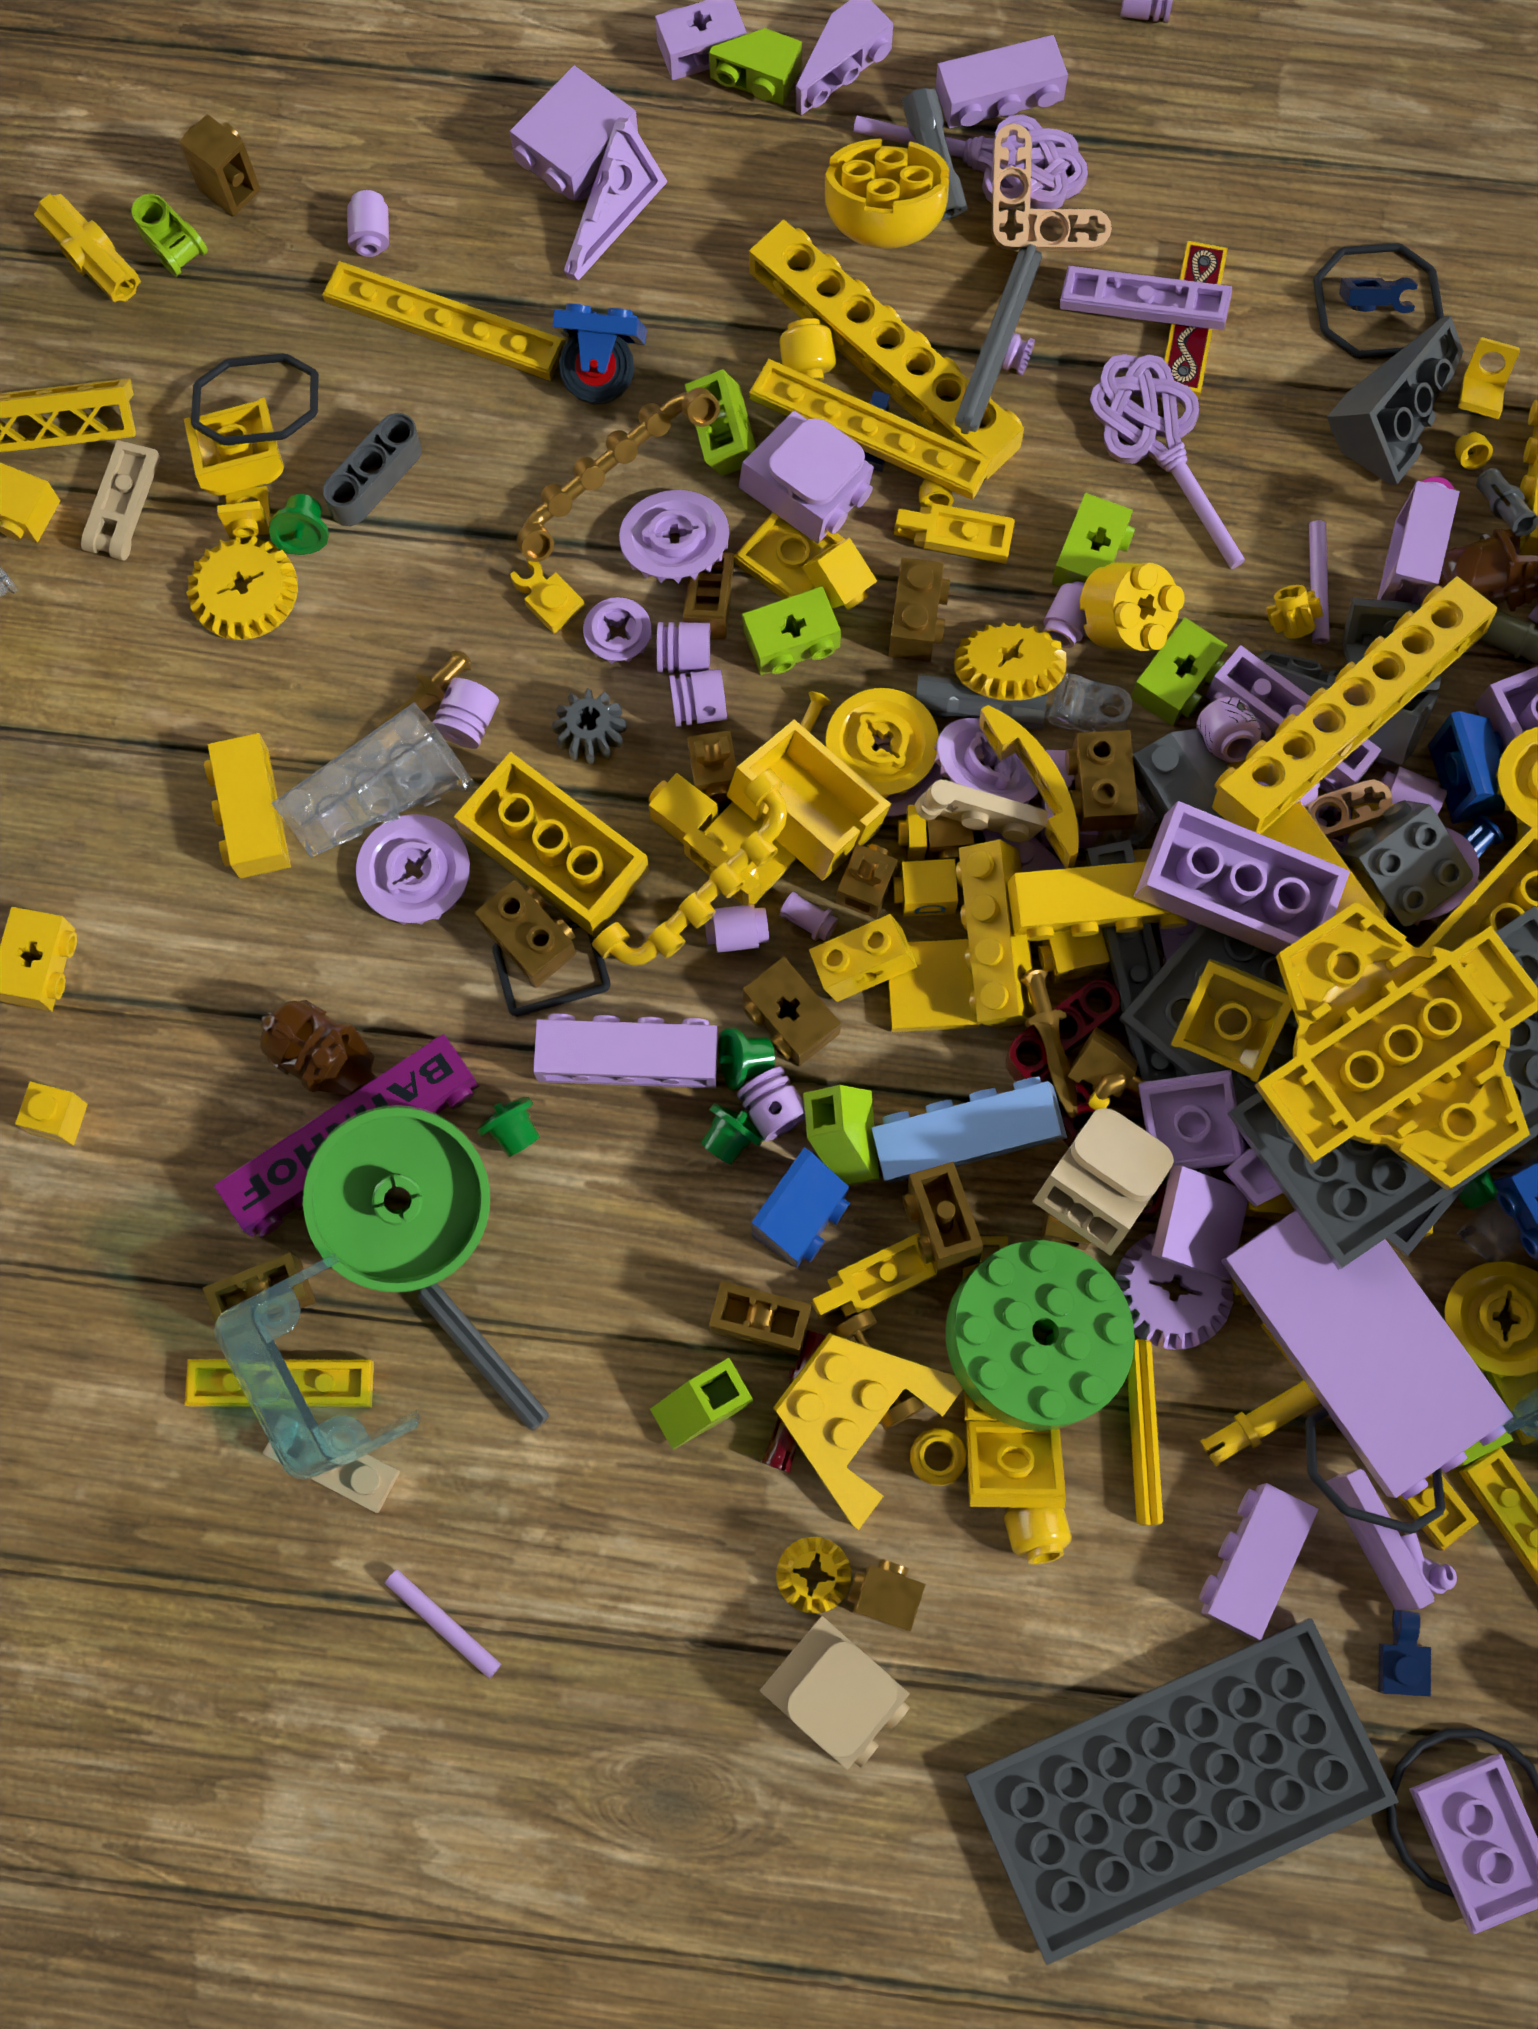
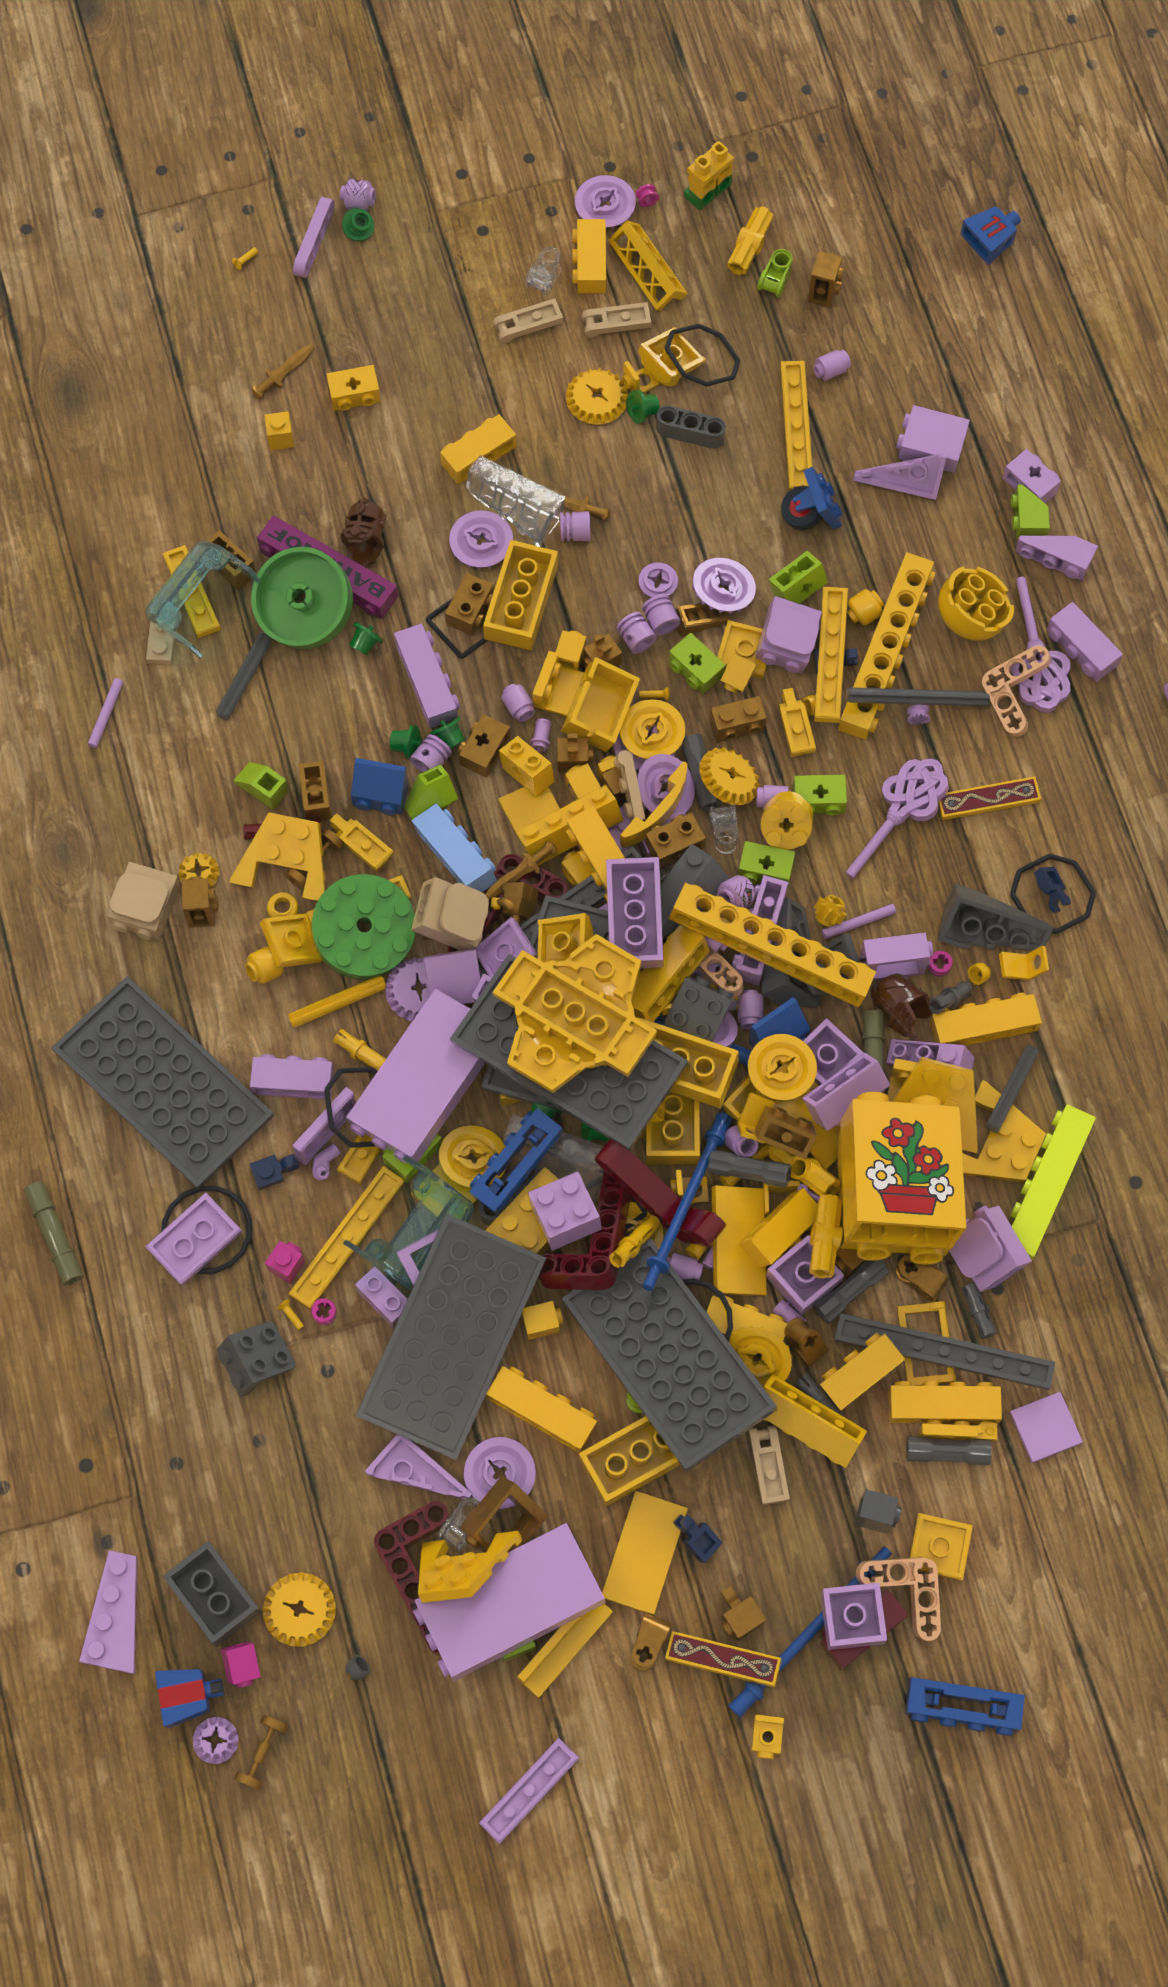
camera: 65 degrees right, 5 degrees down
(51, 633) = (528, 320): none -> tan plate
(548, 599) = (662, 542): yellow plate -> none
(580, 739) = (596, 588): dark grey gear -> none
(697, 405) = (791, 559): pearl gold bar -> none
(724, 879) = (532, 677): yellow bar -> none
(926, 126) = (1030, 611): dark grey axle -> none
(944, 1218) = (403, 855): pearl gold brick -> none
(1146, 297) = (985, 765): lavender plate -> none

